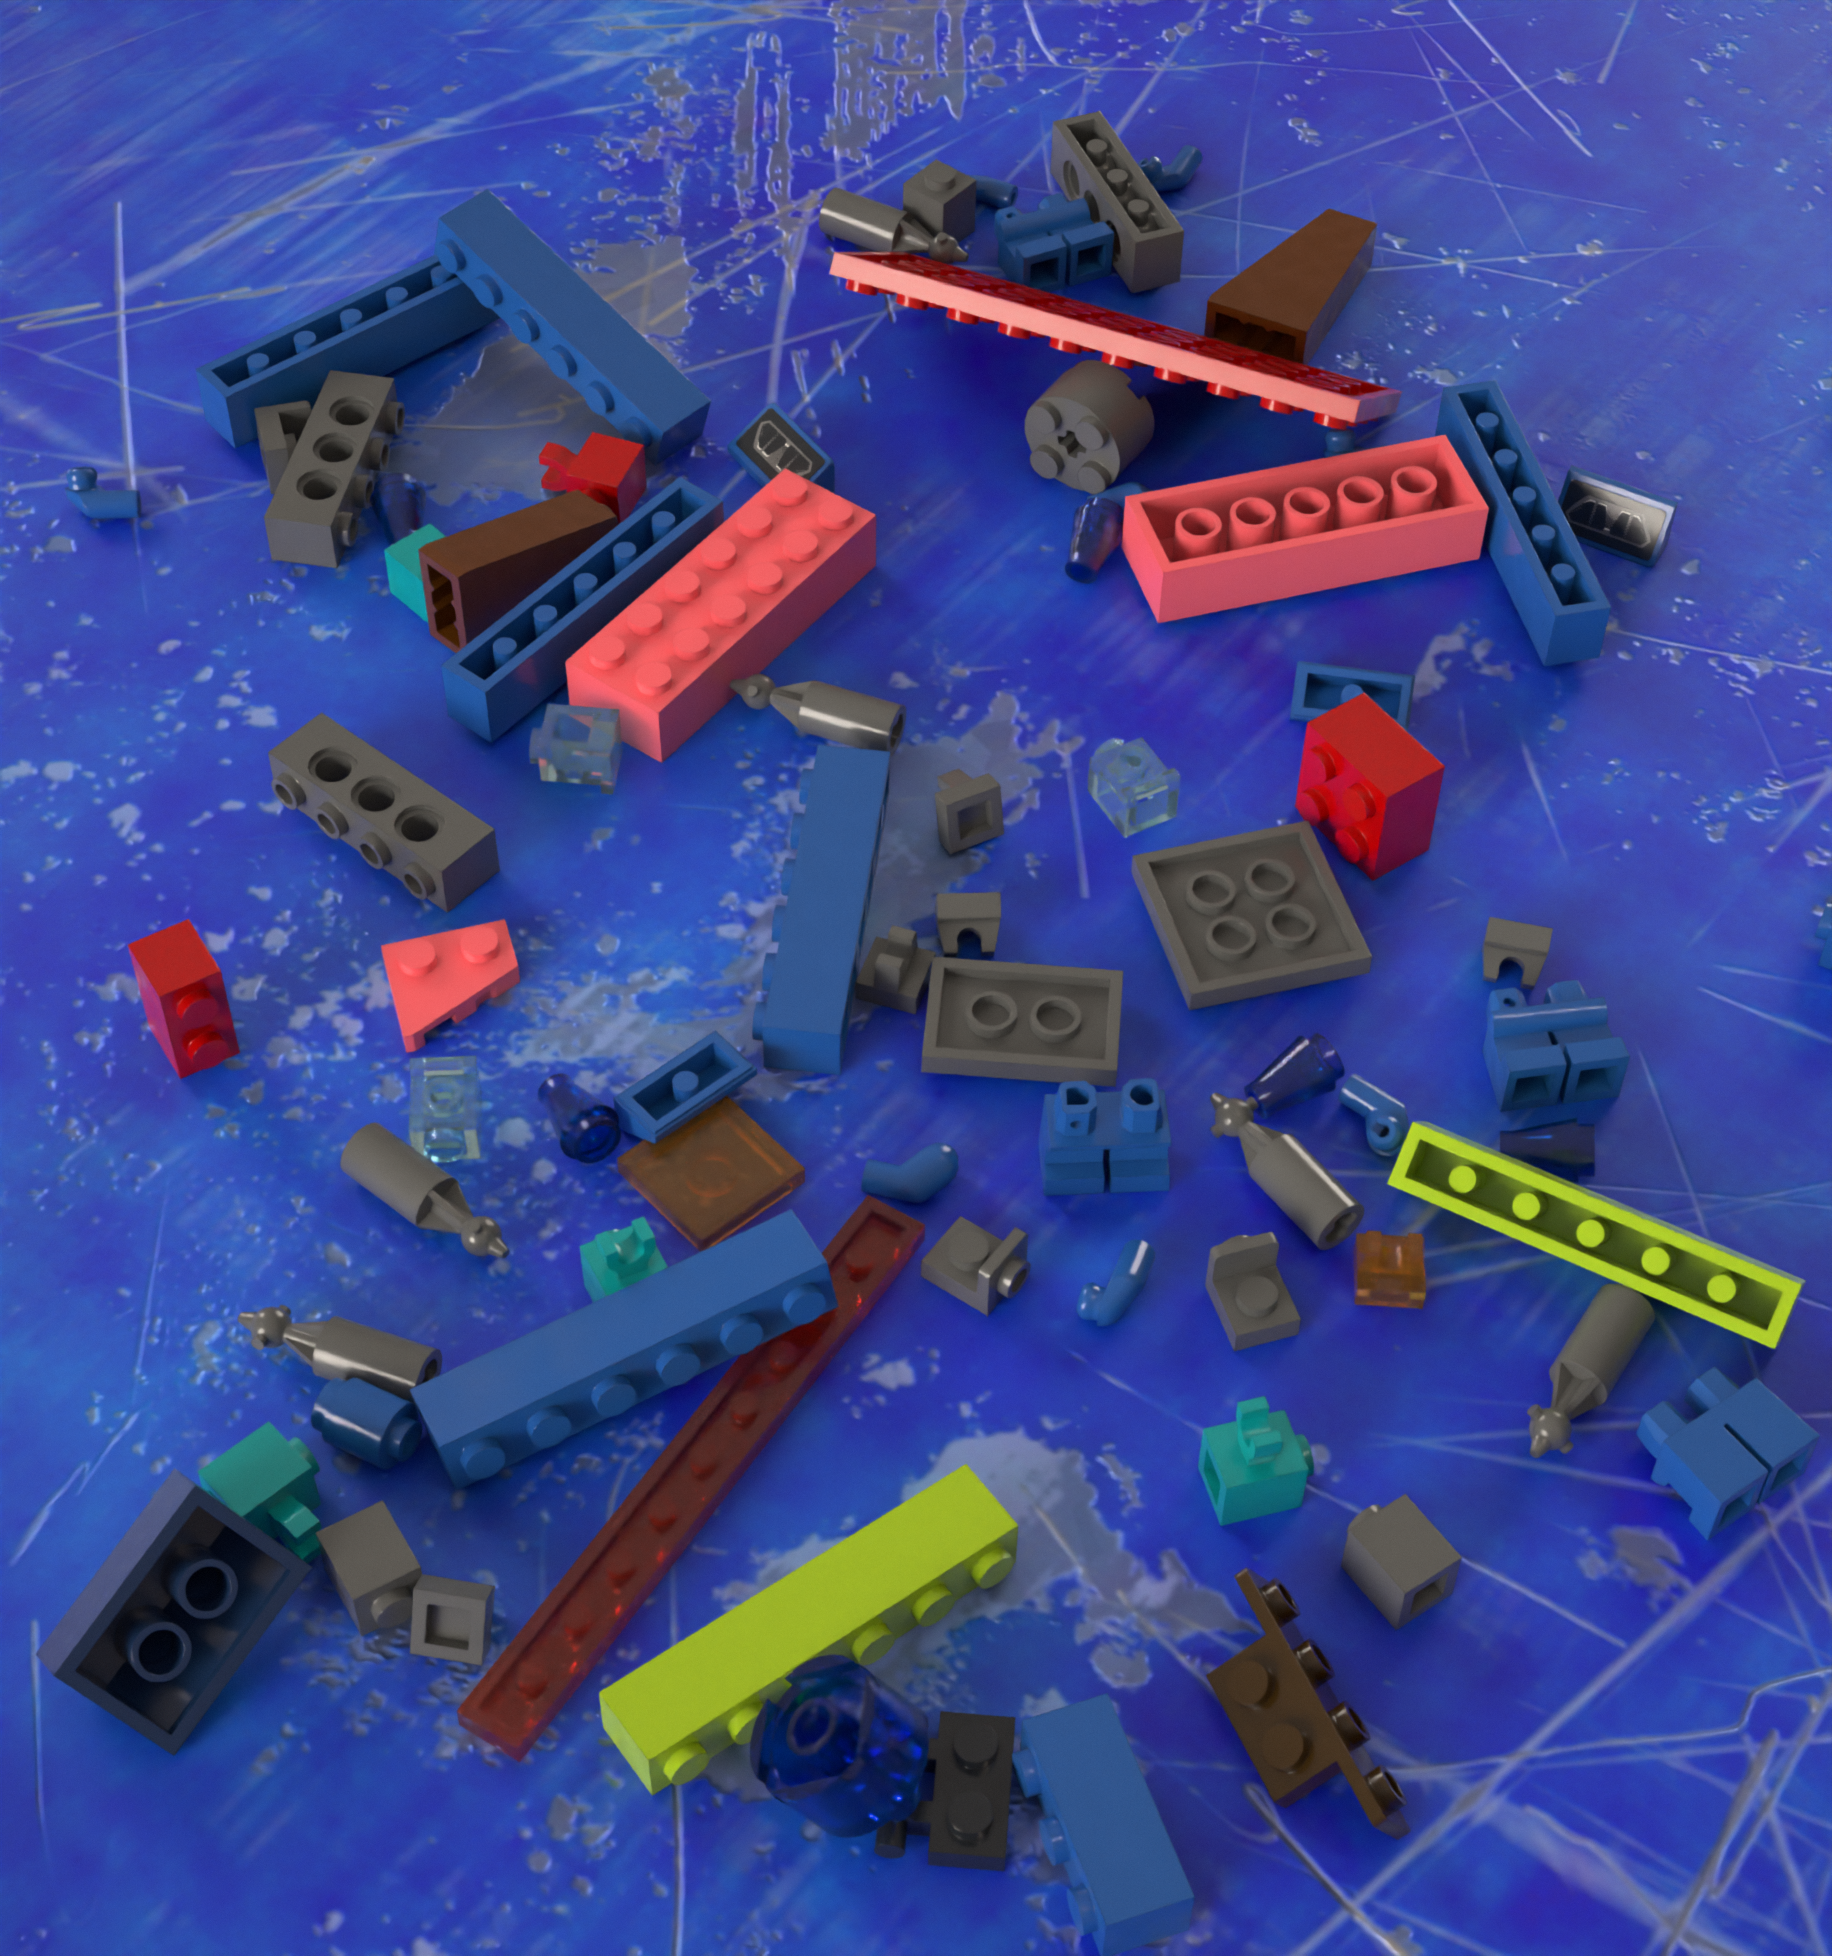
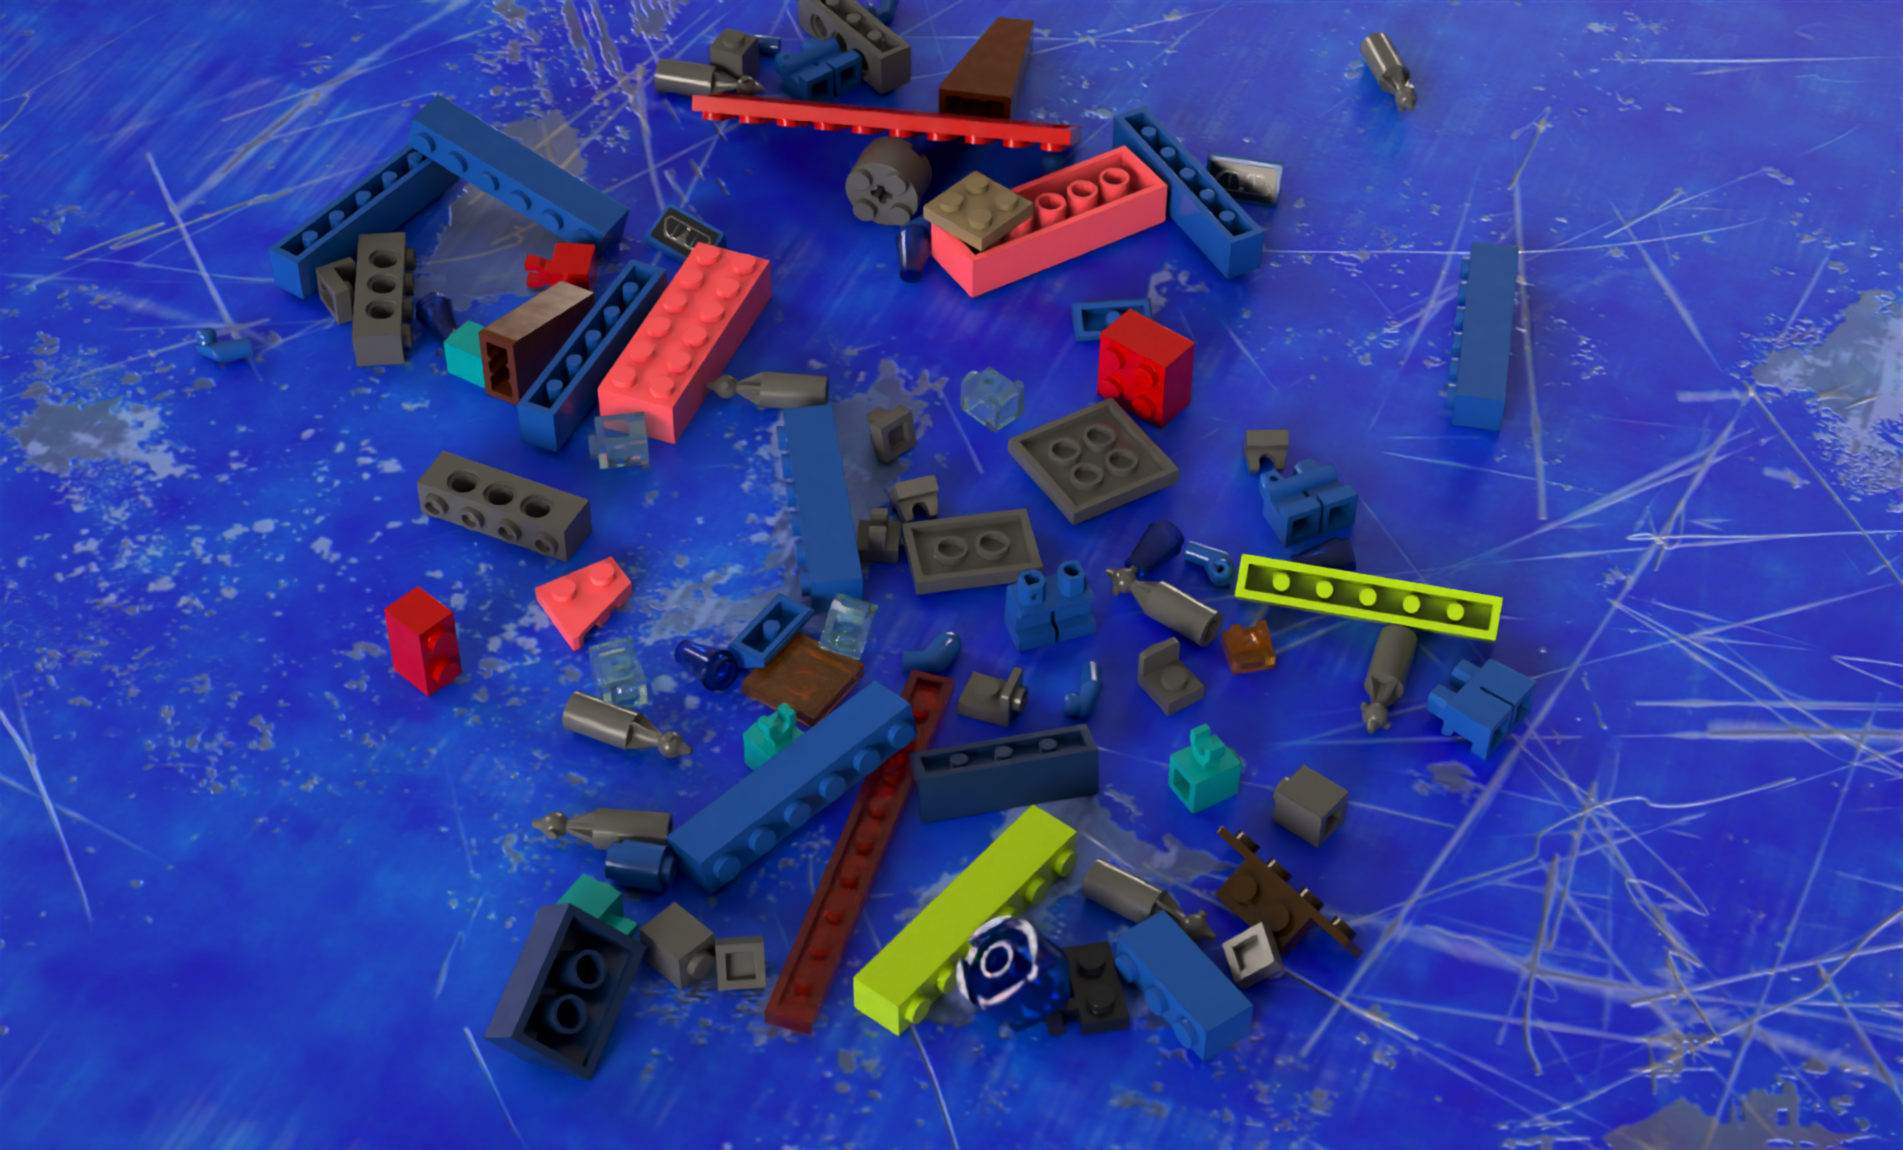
camera: 15 degrees left, 5 degrees down
(797, 1104) = (848, 626): none -> clear light blue brick
(948, 1396) = (1005, 773): none -> dark blue panel
(1088, 1662) = (1139, 899): none -> dark grey wheel
(1195, 496) = (978, 210): none -> dark tan plate
(1230, 1800) = (1253, 955): none -> dark grey plate

